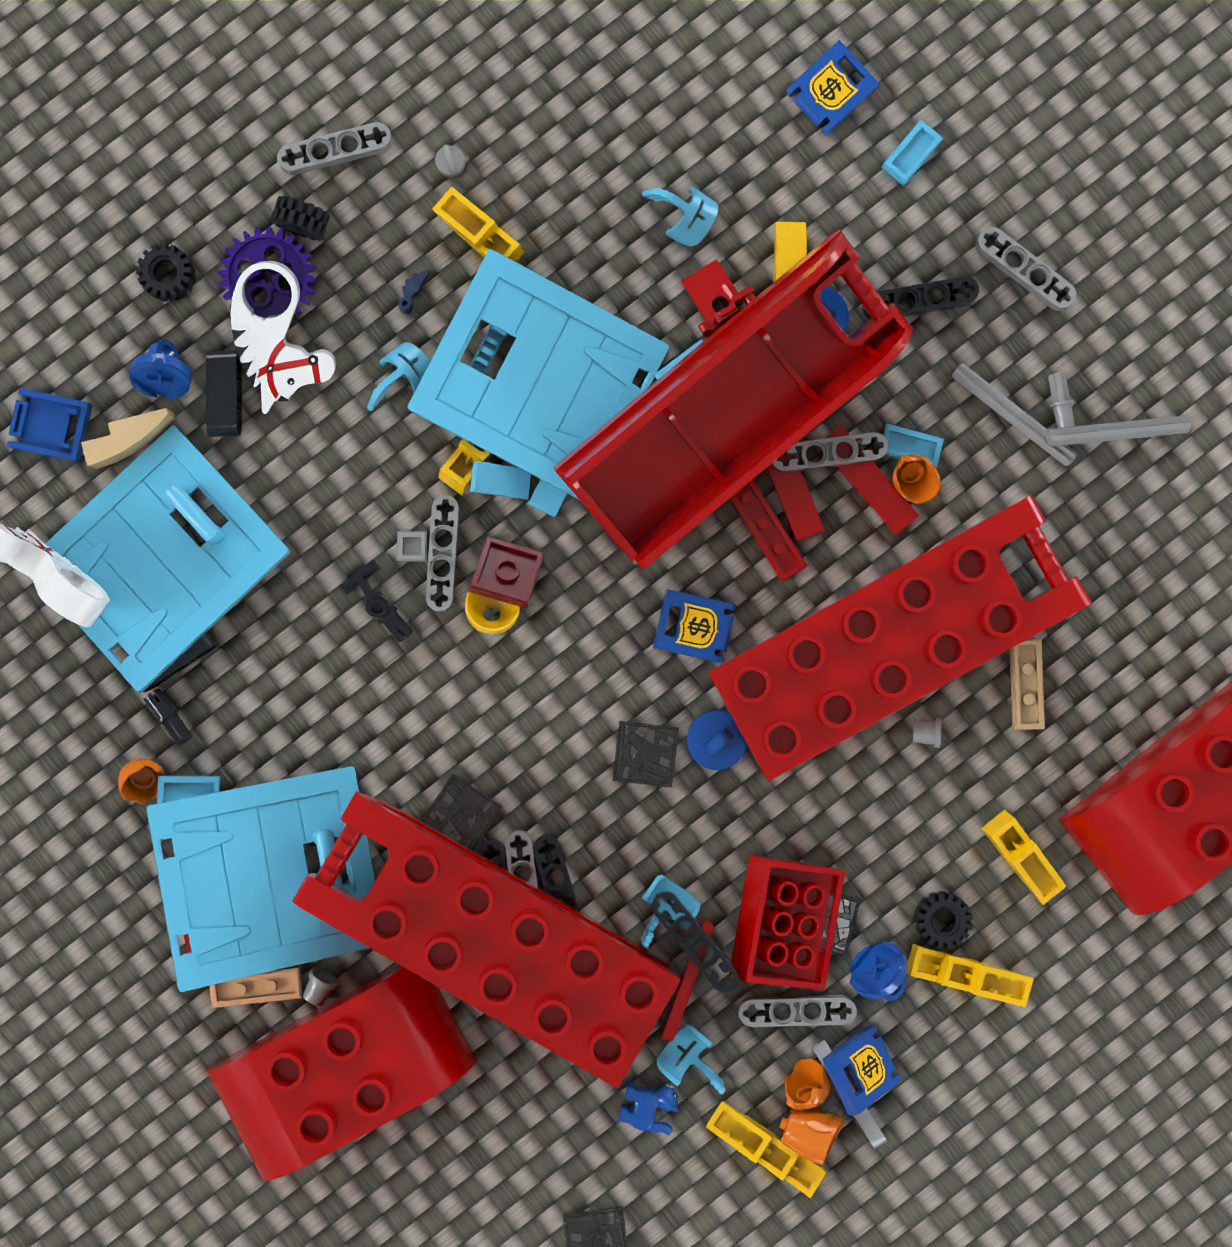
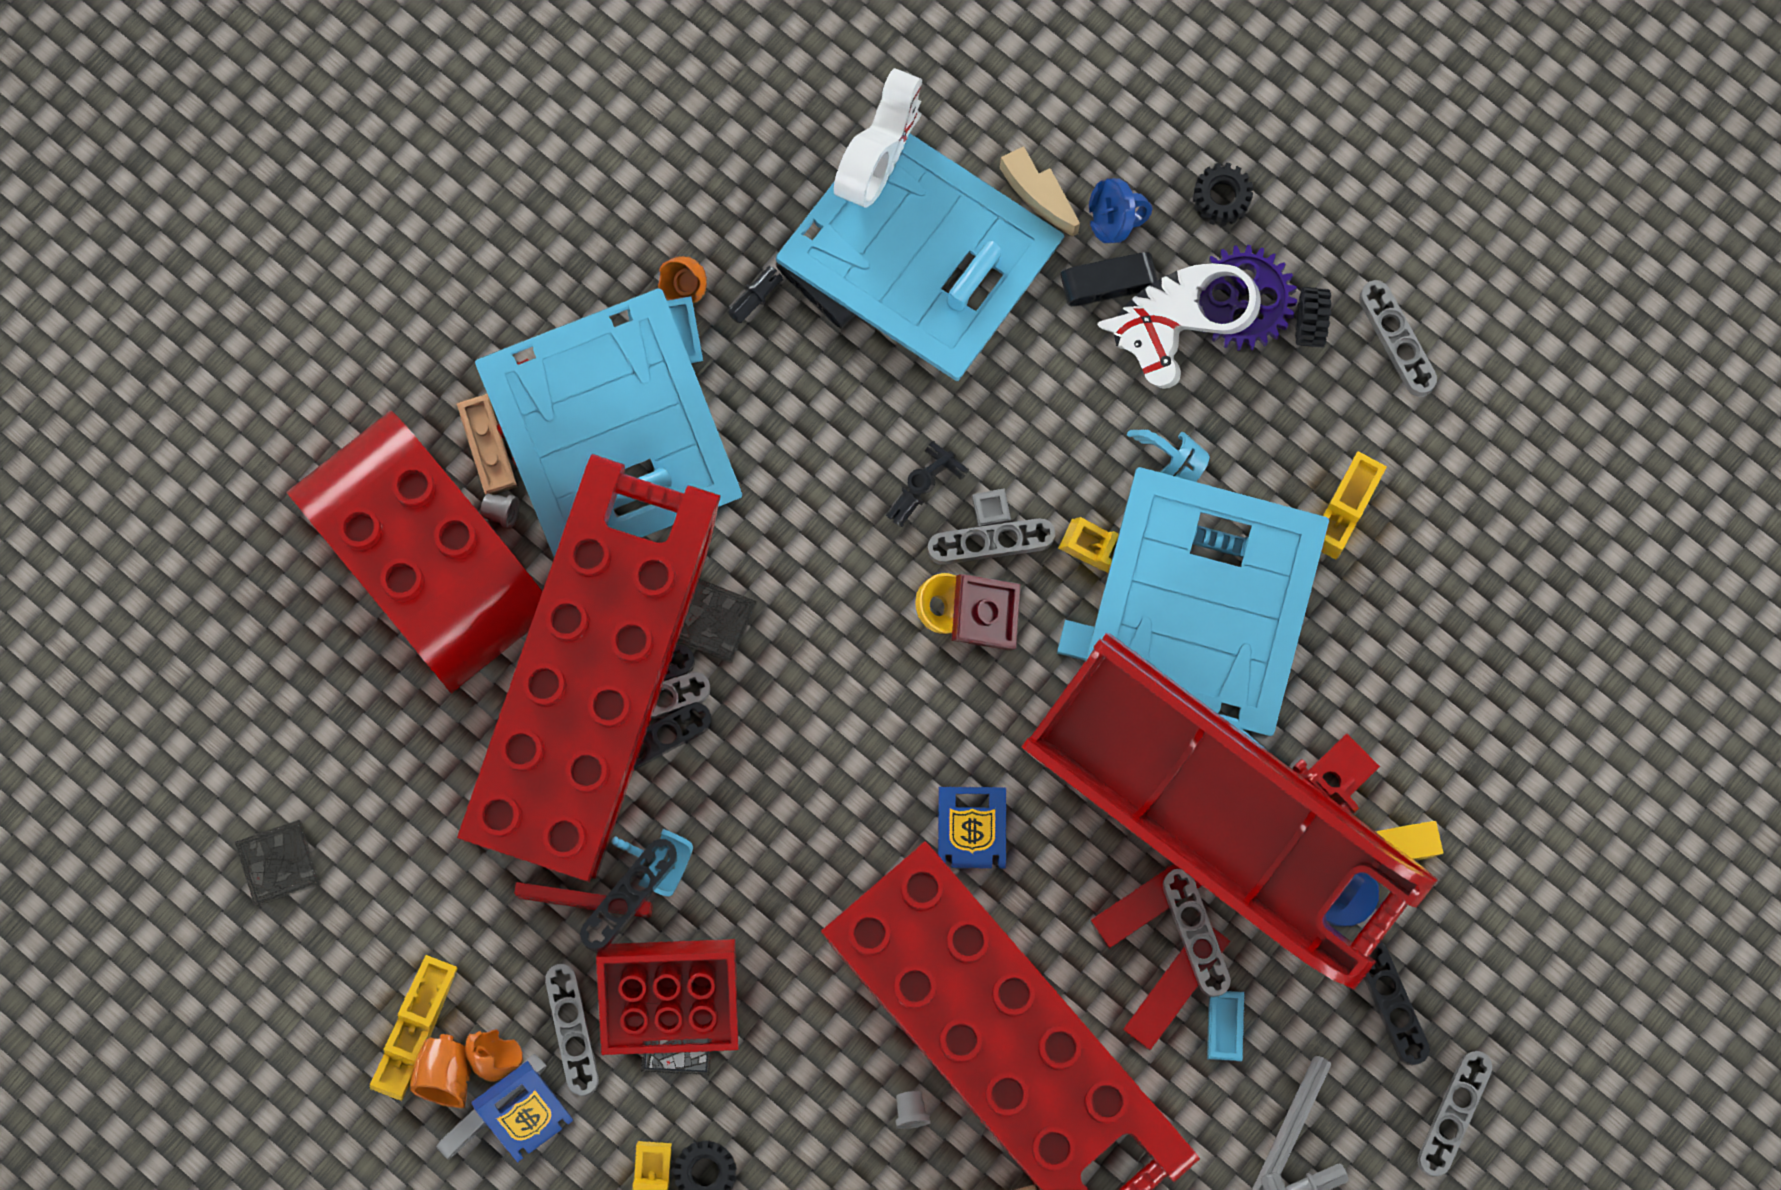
camera: 80 degrees right, 10 degrees down
(46, 425) = (1034, 107): blue container -> none
(411, 289) = (1268, 449): dark blue piece -> none
(450, 161) = (1415, 460): light grey tile -> none
(500, 480) = (1083, 583): medium azure tile -> none
(645, 753) = (821, 804): clear smoke tile -> none
(646, 1101) = (439, 883): blue animal -> none
(671, 1053) = (498, 901): medium azure helmet -> none
(699, 228) = (1408, 739): medium azure helmet -> none
(715, 740) = (849, 874): blue tile -> none
(767, 531) = (1097, 883): red tile -> none
(829, 91) = (1594, 851): blue container -> none
(879, 972) = (635, 1108): blue tile -> none
(912, 152) = (1552, 958): medium azure tile -> none
(916, 478) = (1190, 1035): orange hair -> none

